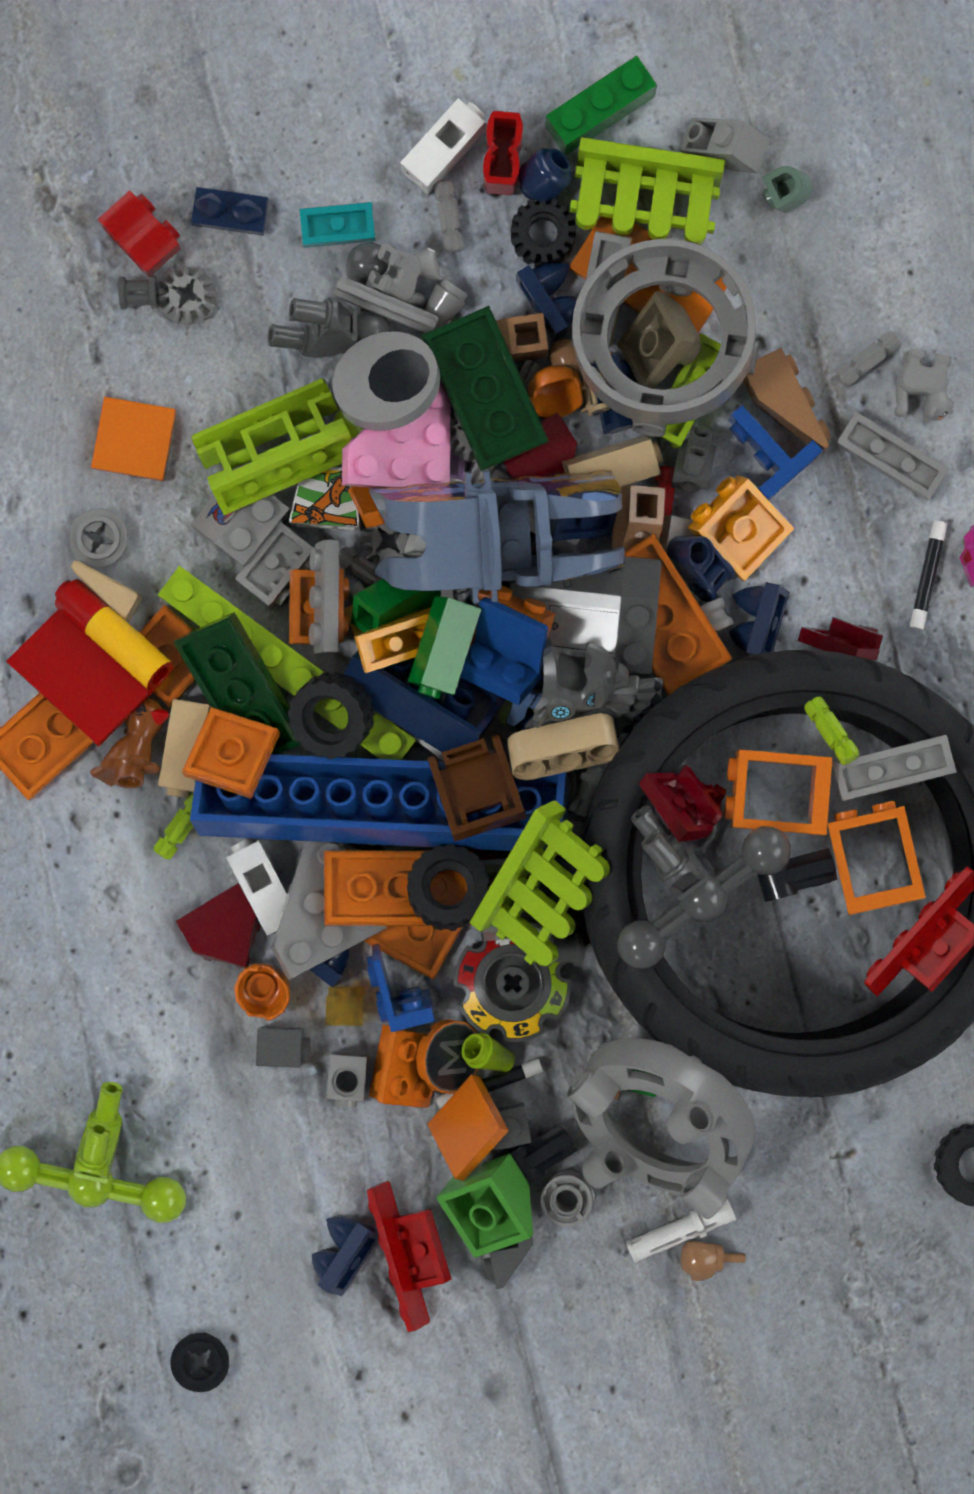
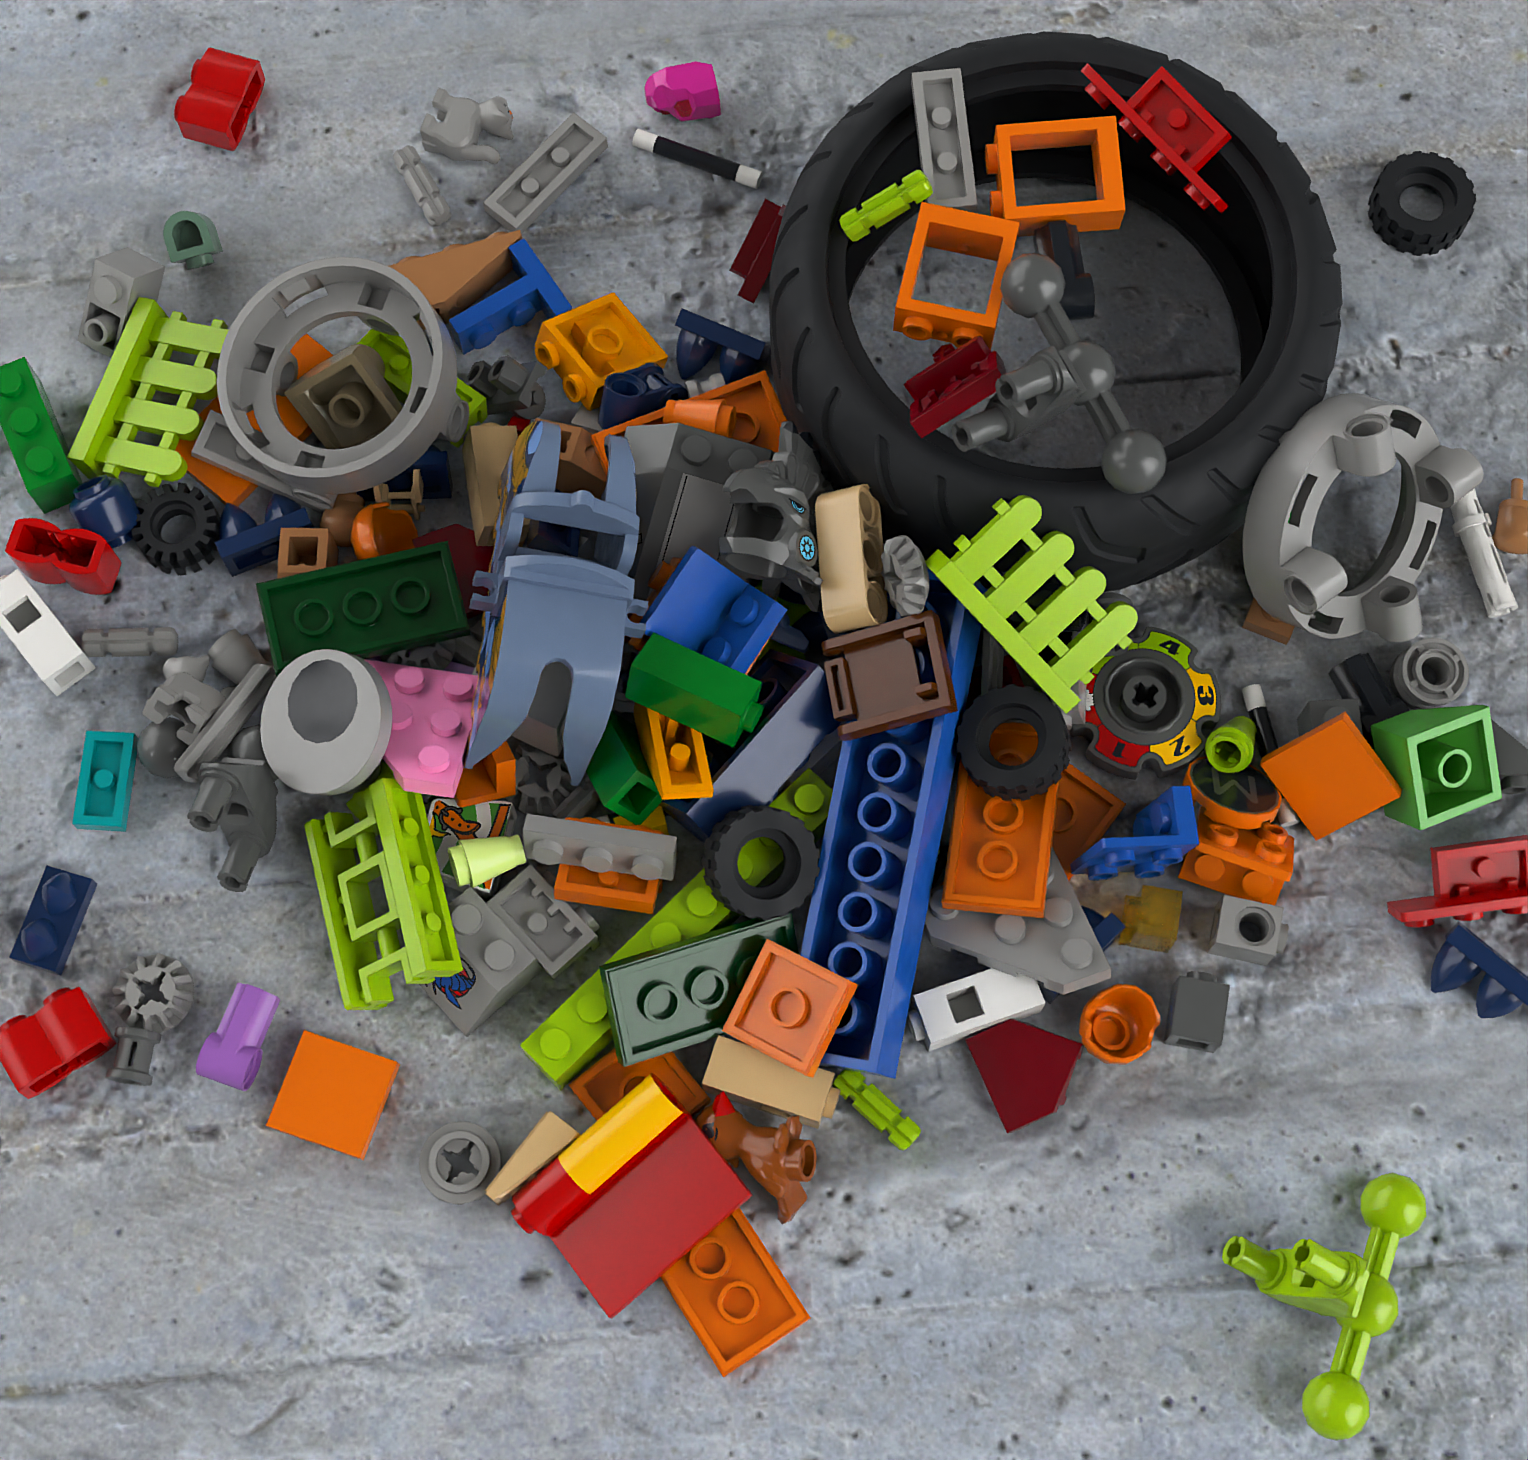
camera: 85 degrees left, 15 degrees down
(153, 362) = (234, 1051): none -> medium lavender piece
(309, 515) = (484, 858): none -> yellowish green cone
(547, 788) = (905, 575): none -> light grey gear
(675, 617) = (702, 414): none -> orange cone
(918, 181) = (220, 98): none -> red brick

